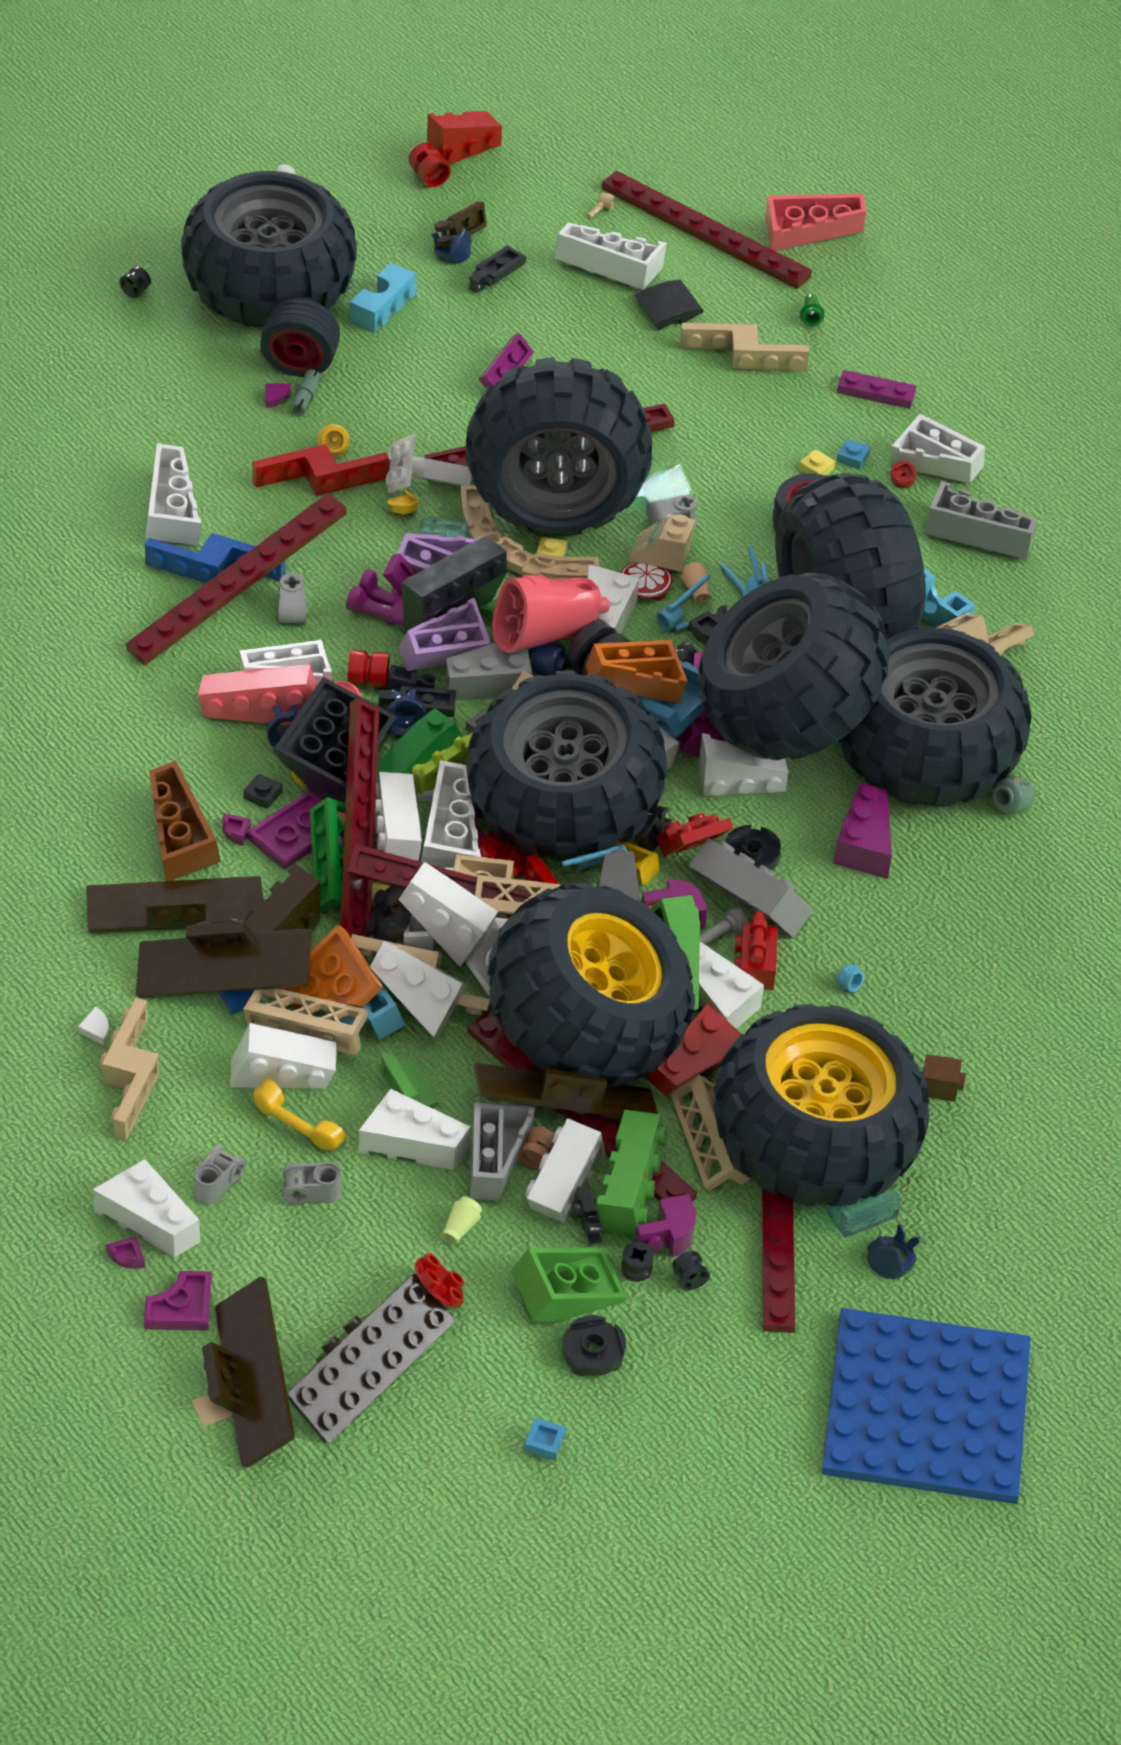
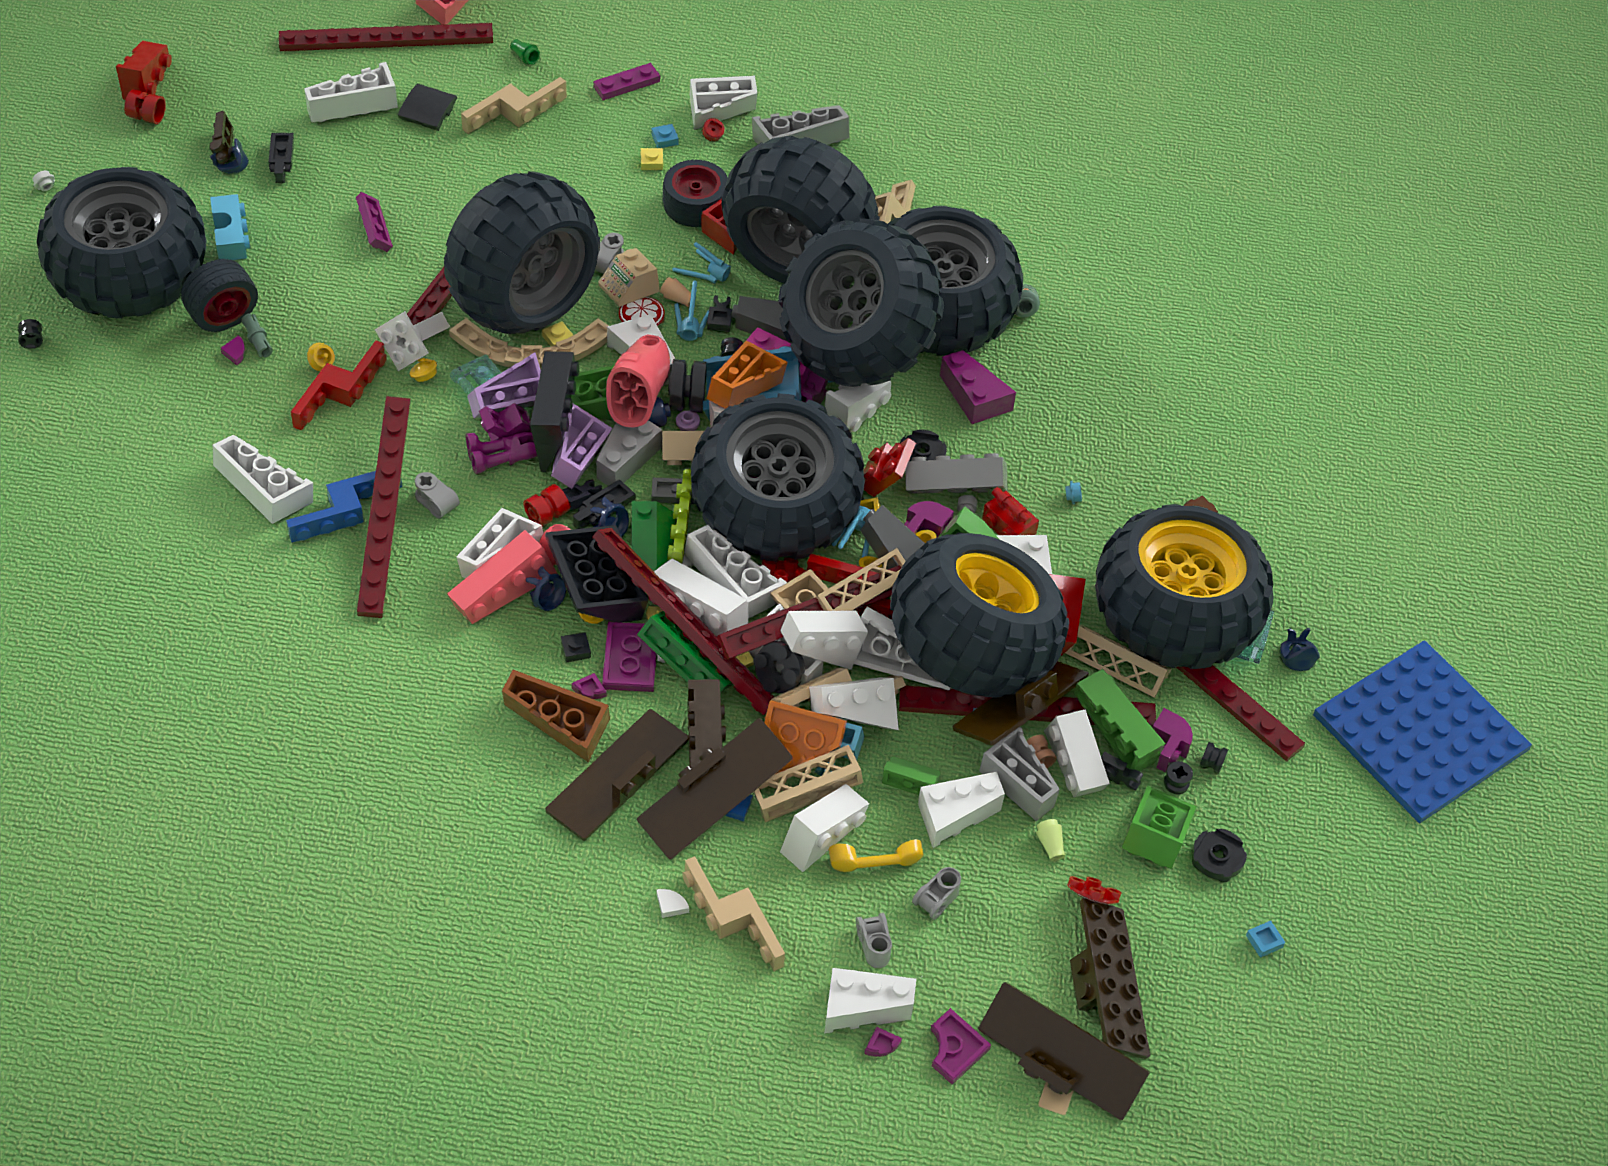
camera: 45 degrees left, 5 degrees up
(605, 201) = (297, 58): tan hand -> none

